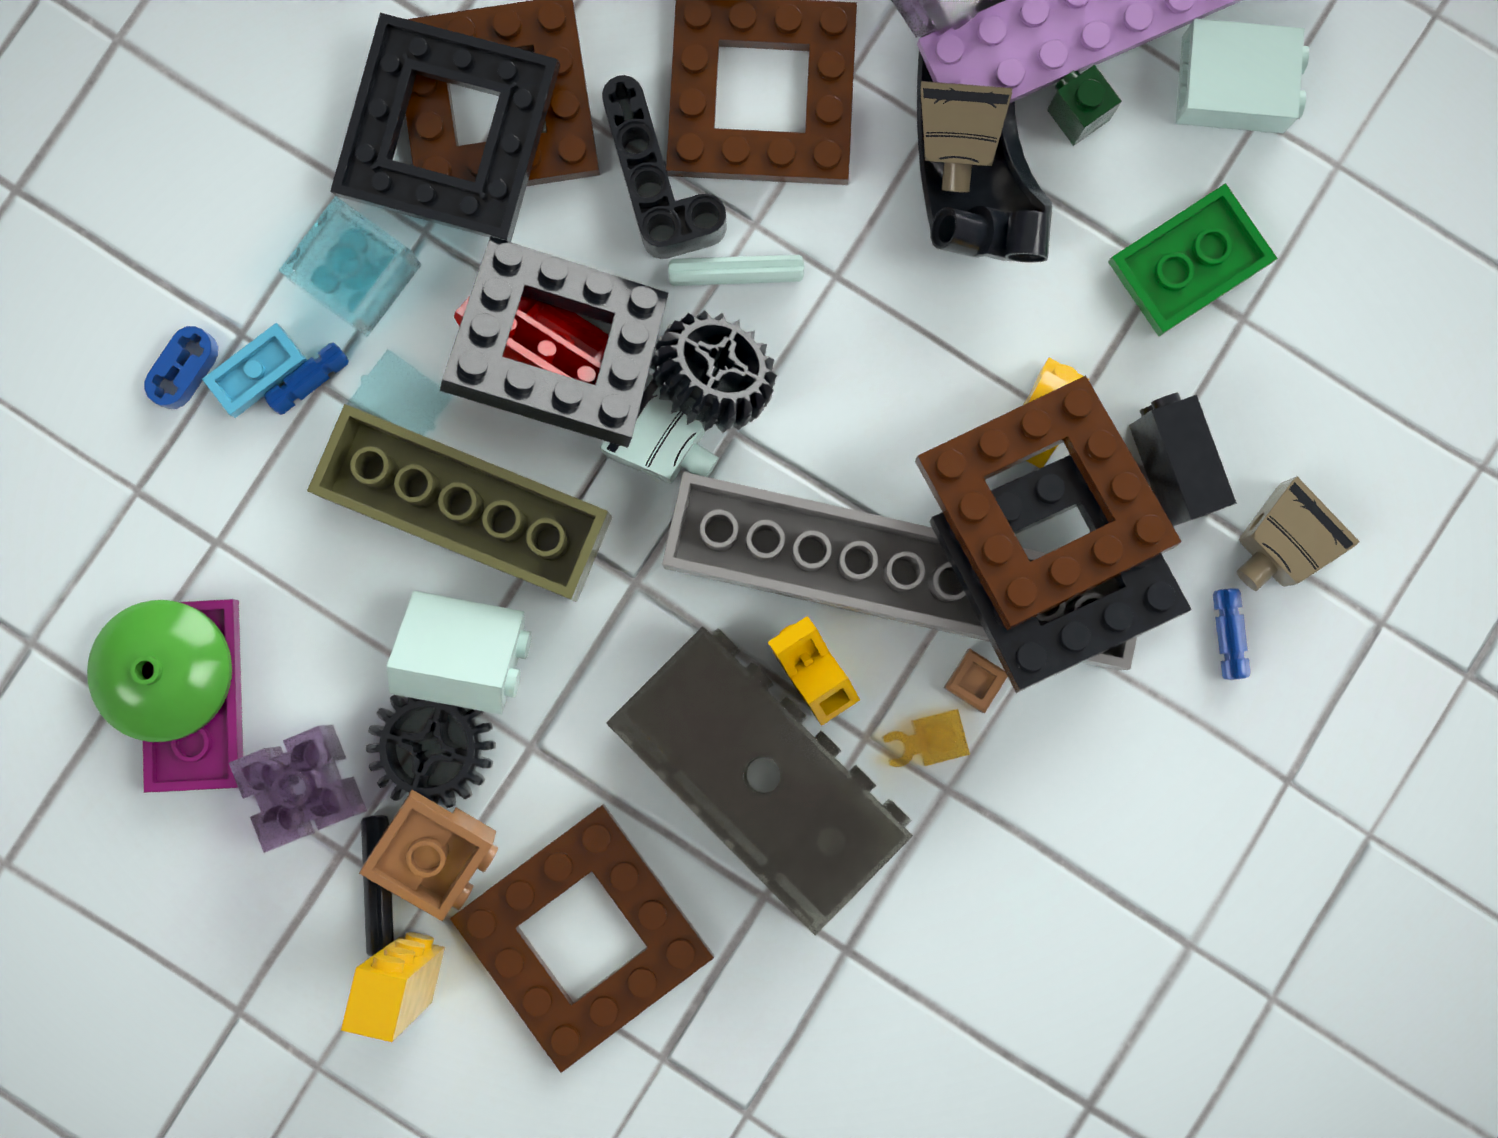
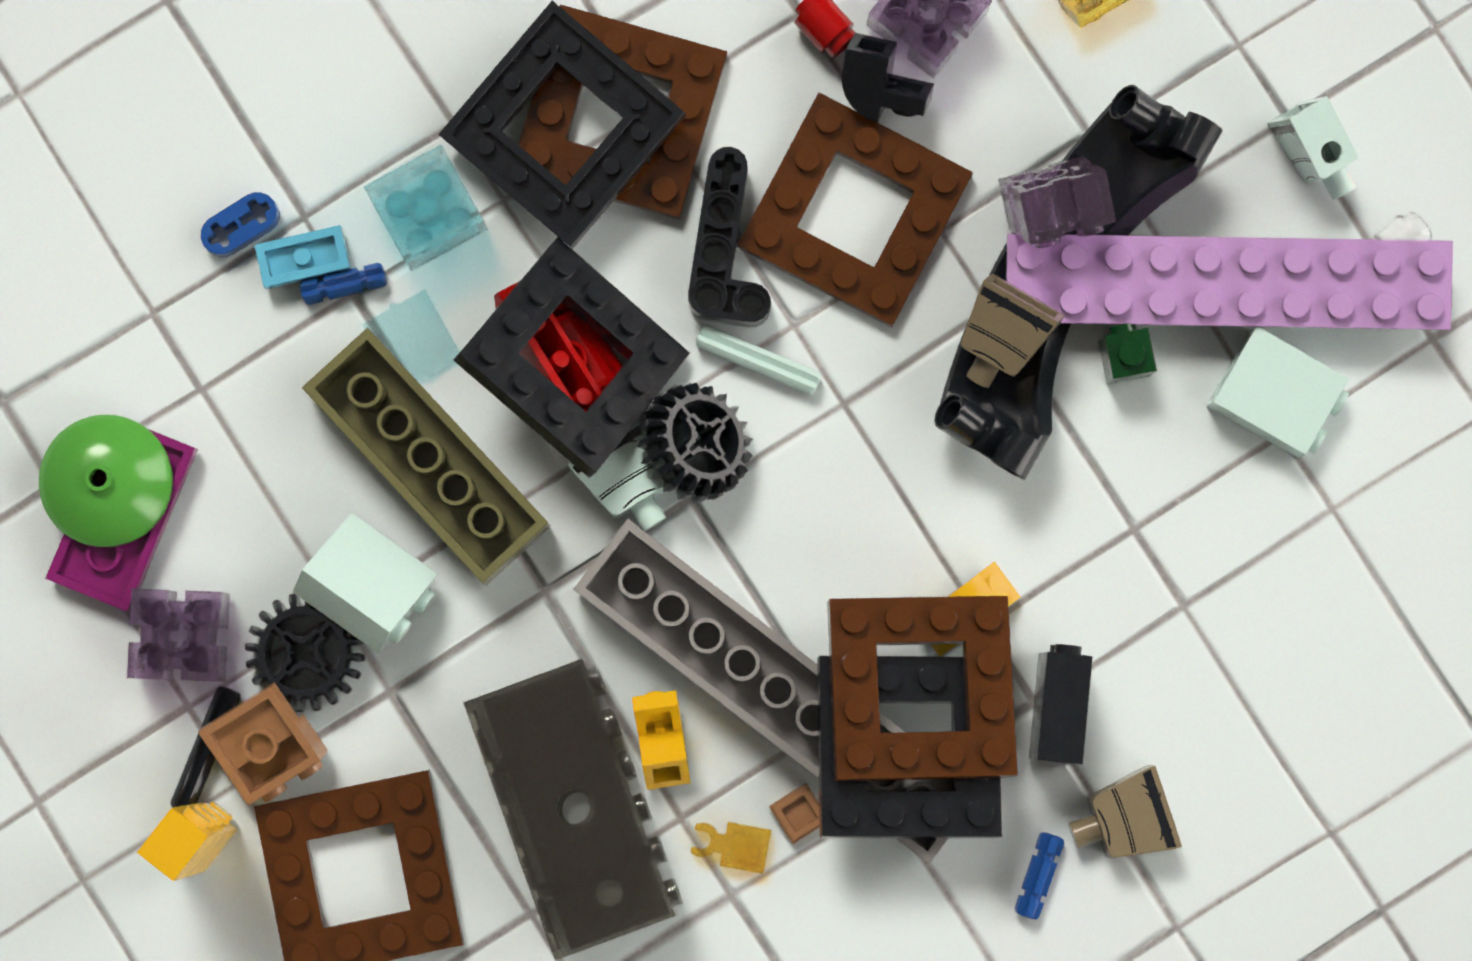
camera: 25 degrees right, 0 degrees up
(1192, 259) = (1159, 534): green plate -> none

